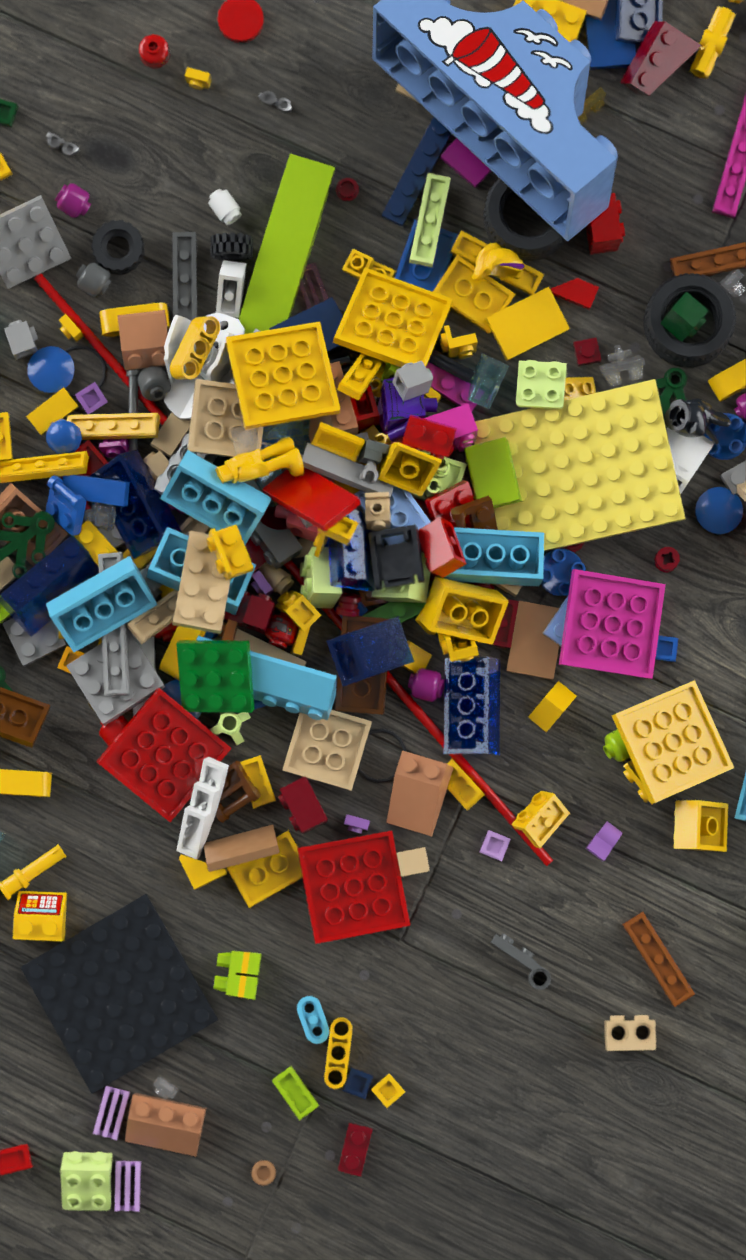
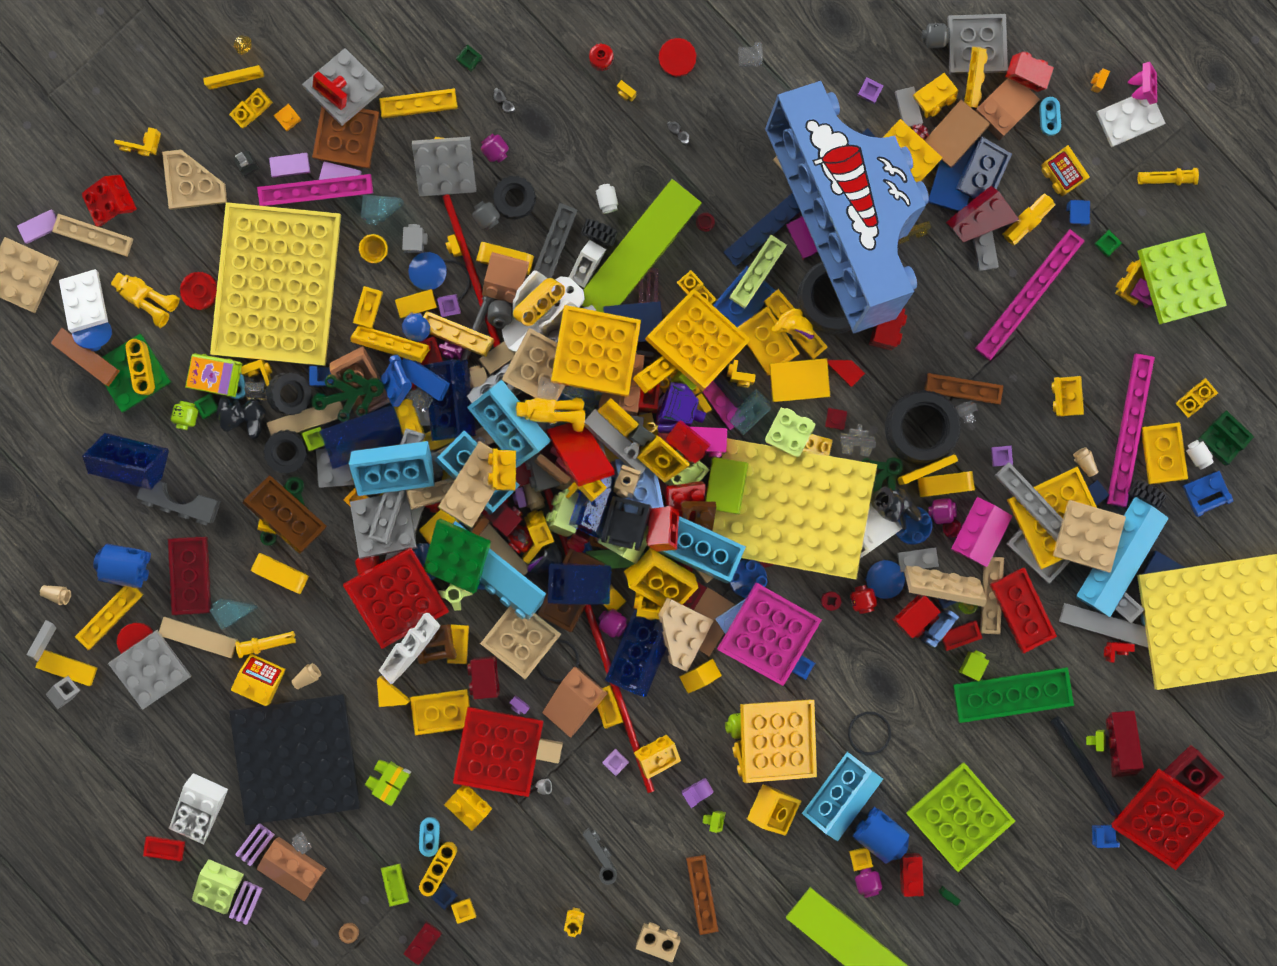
camera: 25 degrees right, 5 degrees up
(27, 1097) = (197, 808): none -> white slope
(95, 889) = (306, 676): none -> tan cone
(241, 848) = (426, 690): medium nougat tile -> none
(286, 532) = (552, 469): none -> medium nougat tile
(316, 647) = (540, 563): none -> black hair
(344, 966) = (468, 807): none -> yellow bracket
(412, 380) = (692, 394): light grey brick -> none
(423, 907) = (544, 786): none -> light grey hinge
(512, 661) = (682, 632): none -> tan plate
(522, 1046) = (574, 922): none -> yellow piece
(639, 866) = (715, 821): none -> lime tile
(678, 98) = (985, 252): none -> light grey plate
(685, 317) = (918, 428): dark green brick -> none
(703, 542) = (863, 599): none -> red head
(714, 365) = (927, 469): none -> yellow tile

